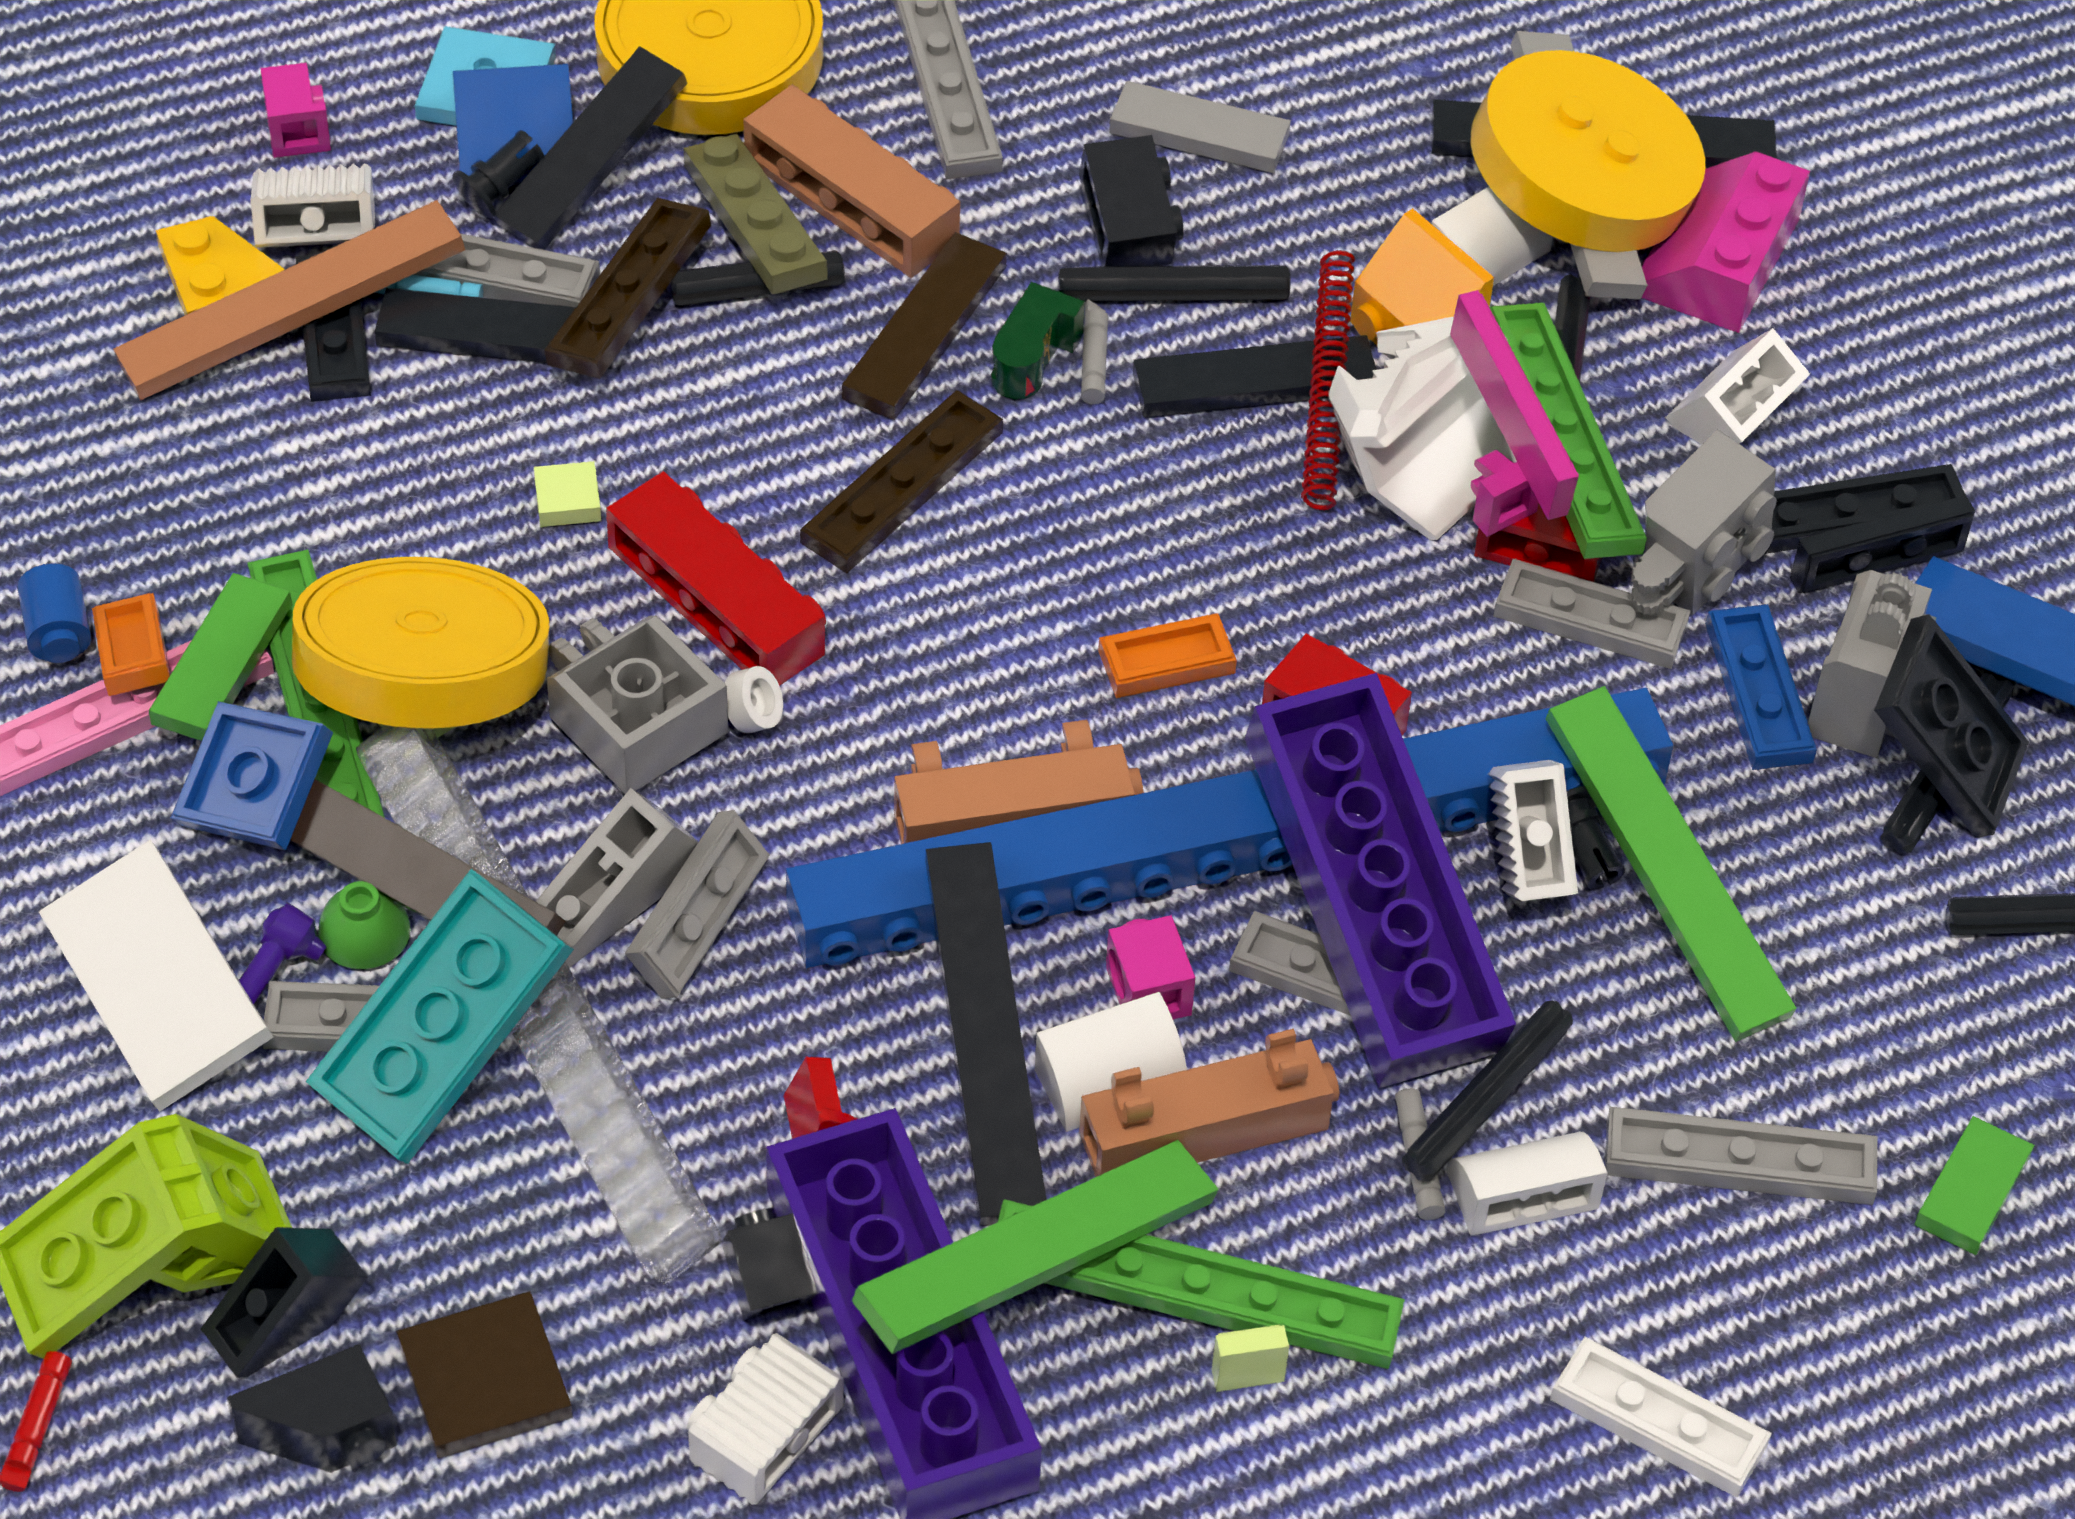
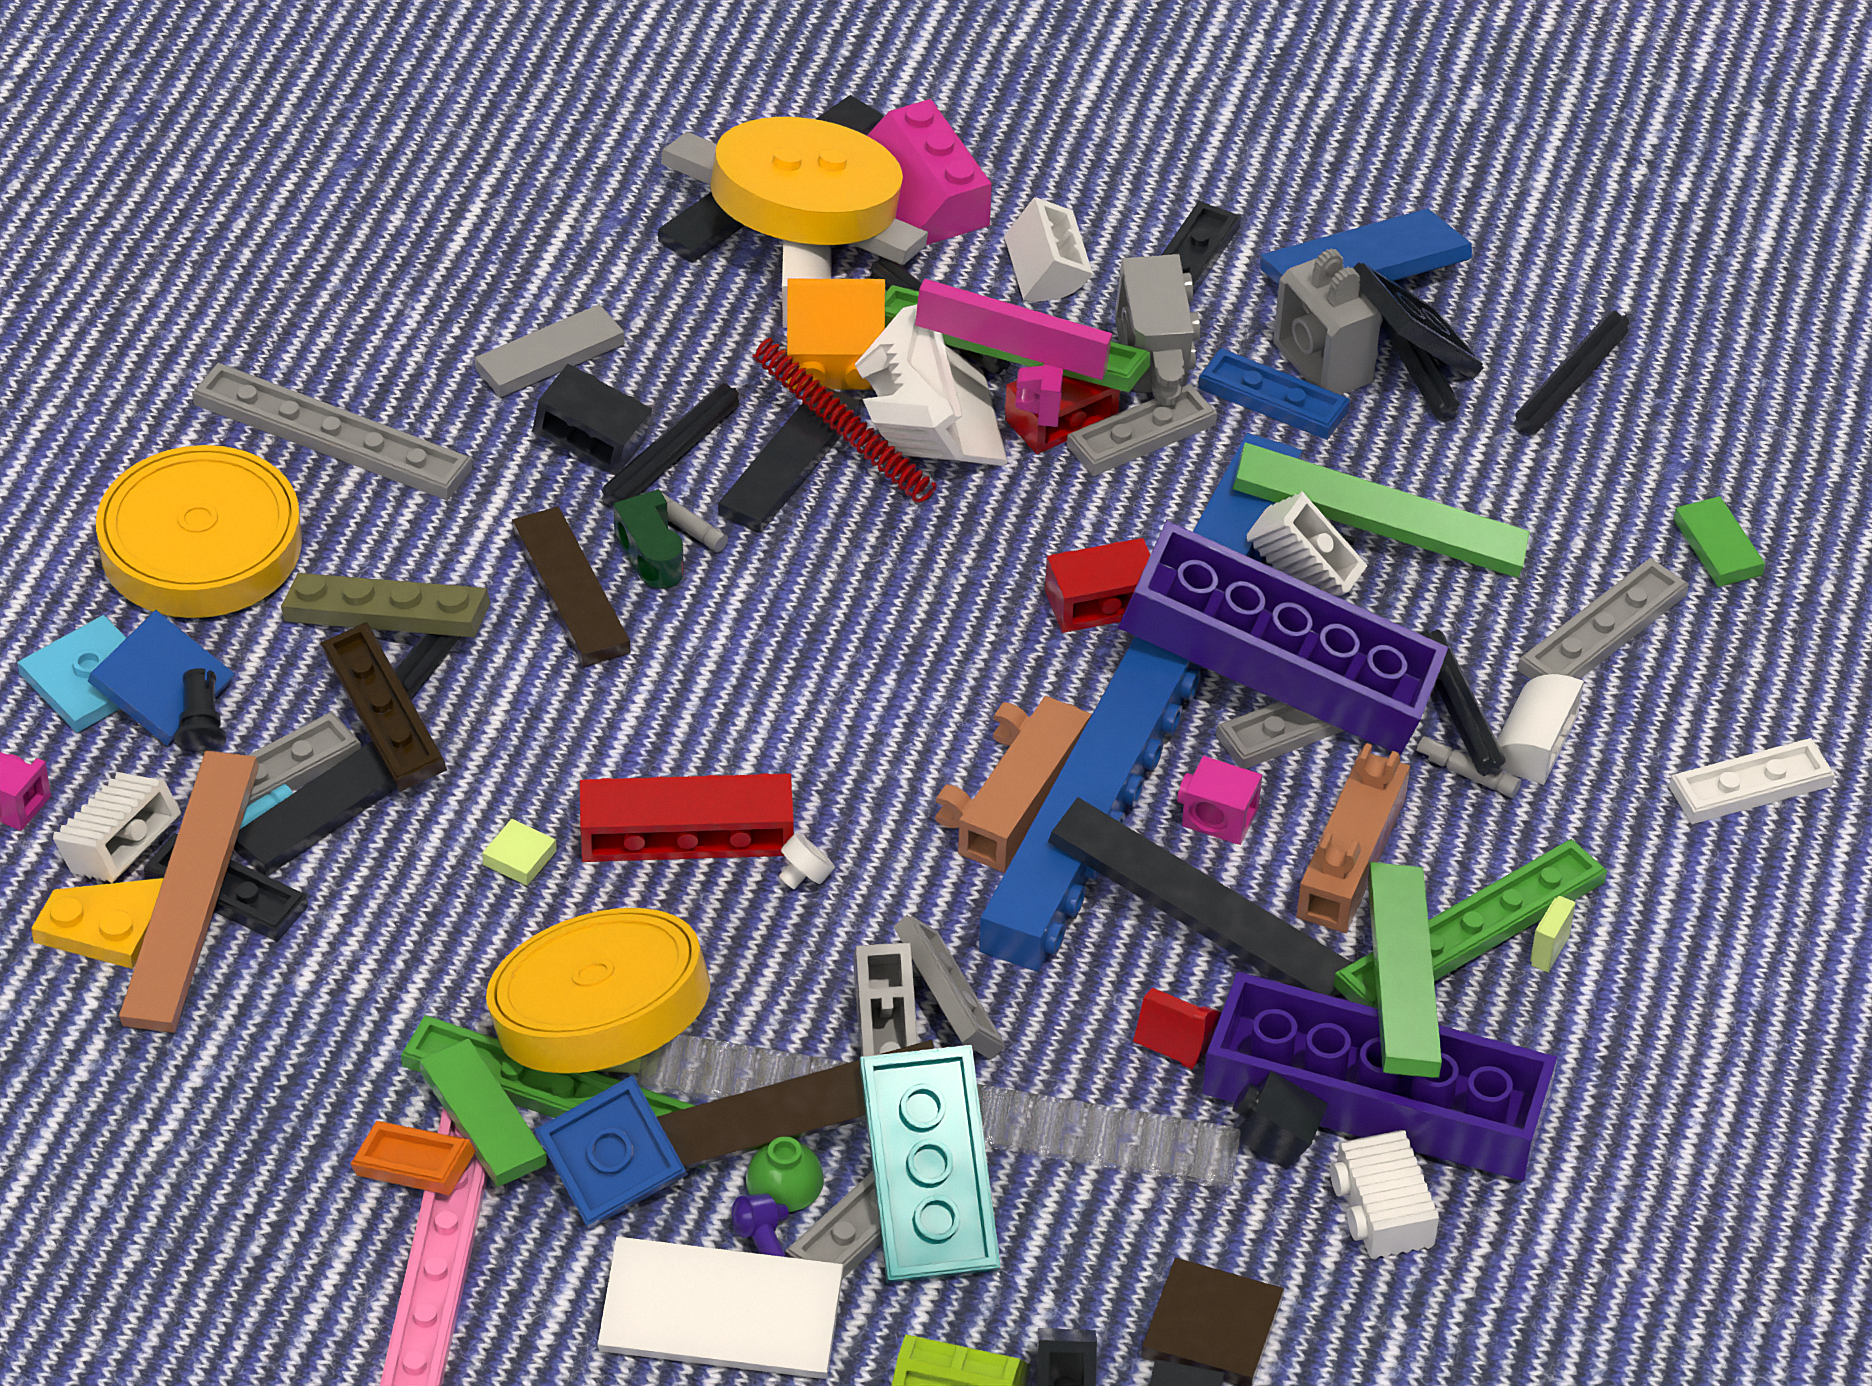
camera: 50 degrees left, 5 degrees down
(53, 612) = (339, 1185): blue brick -> none
(590, 149) = (238, 649): black tile -> none
(635, 700) = (751, 912): light grey hinge -> none
(852, 180) = (413, 538): nougat brick -> none
(901, 481) = (690, 679): dark brown tile -> none
(1087, 1051) = (1273, 858): white brick -> none
(1167, 655) = (971, 642): orange tile -> none
(1882, 544) = (1232, 268): black tile -> none

